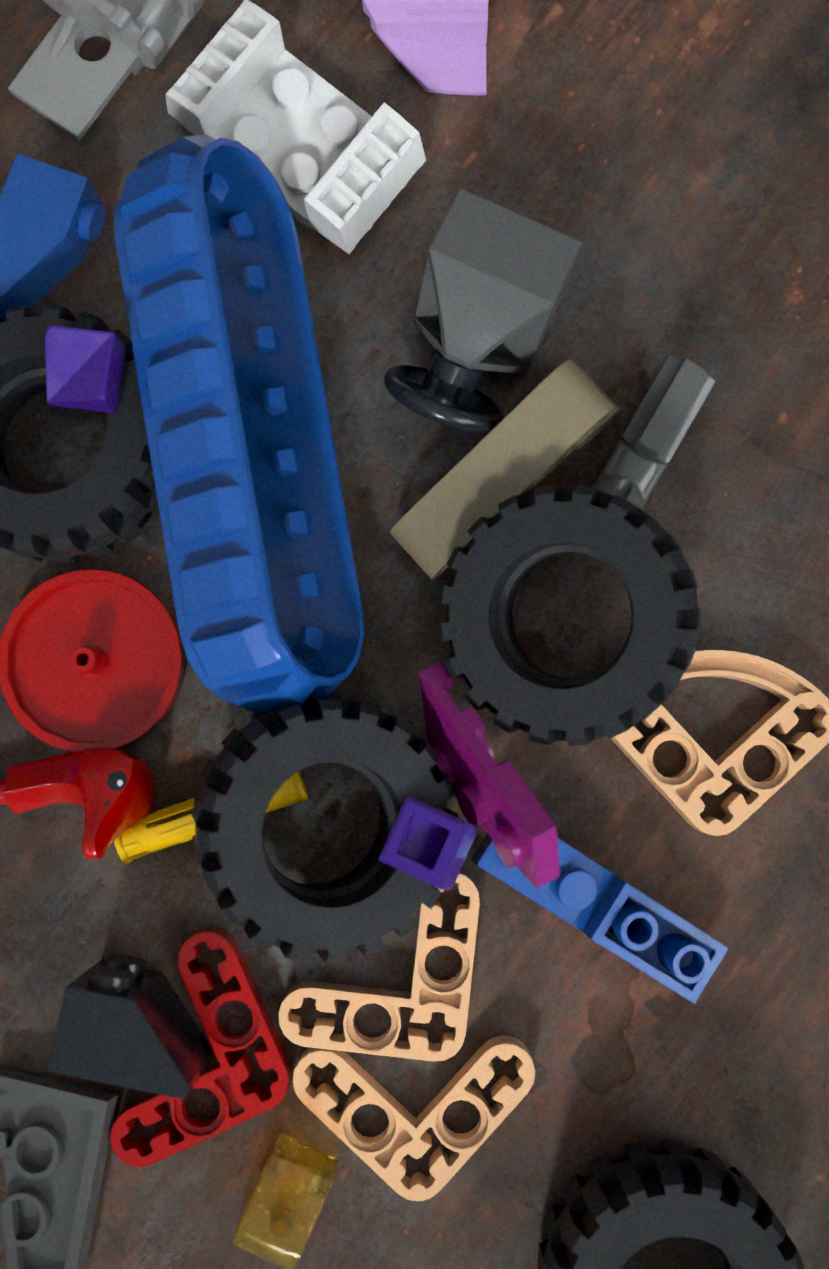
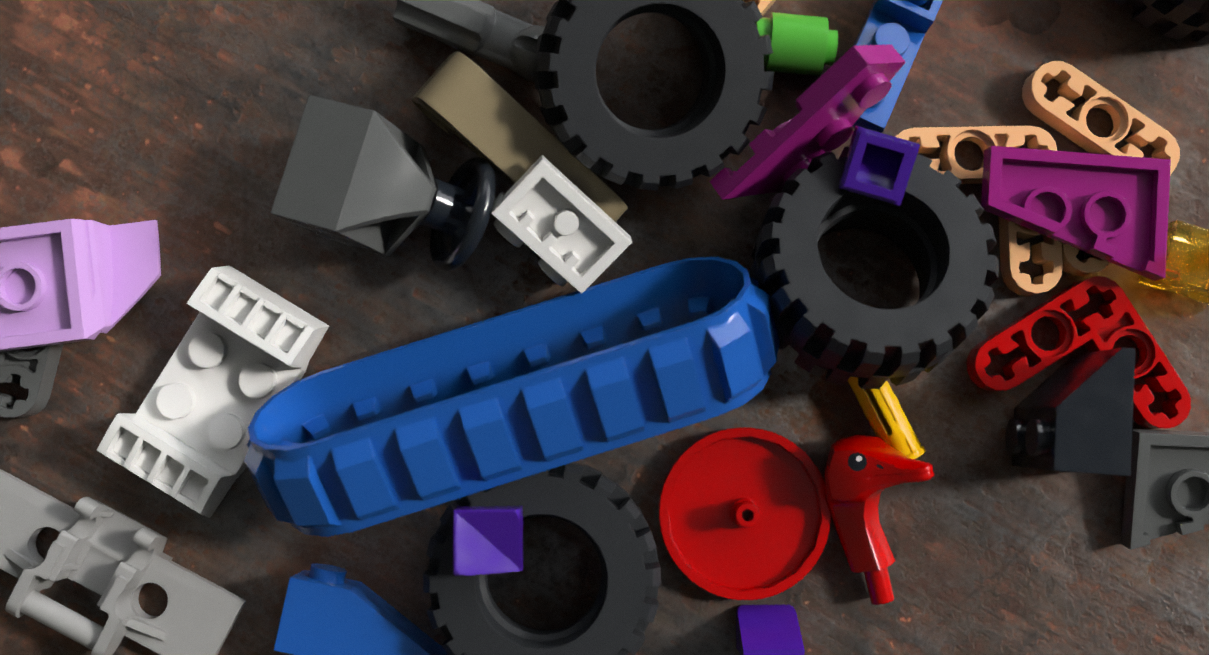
camera: 100 degrees left, 0 degrees up
(369, 1083) = (1085, 200): none -> magenta wing
(413, 495) = (559, 225): none -> white bracket
(589, 785) = (798, 43): none -> bright green brick

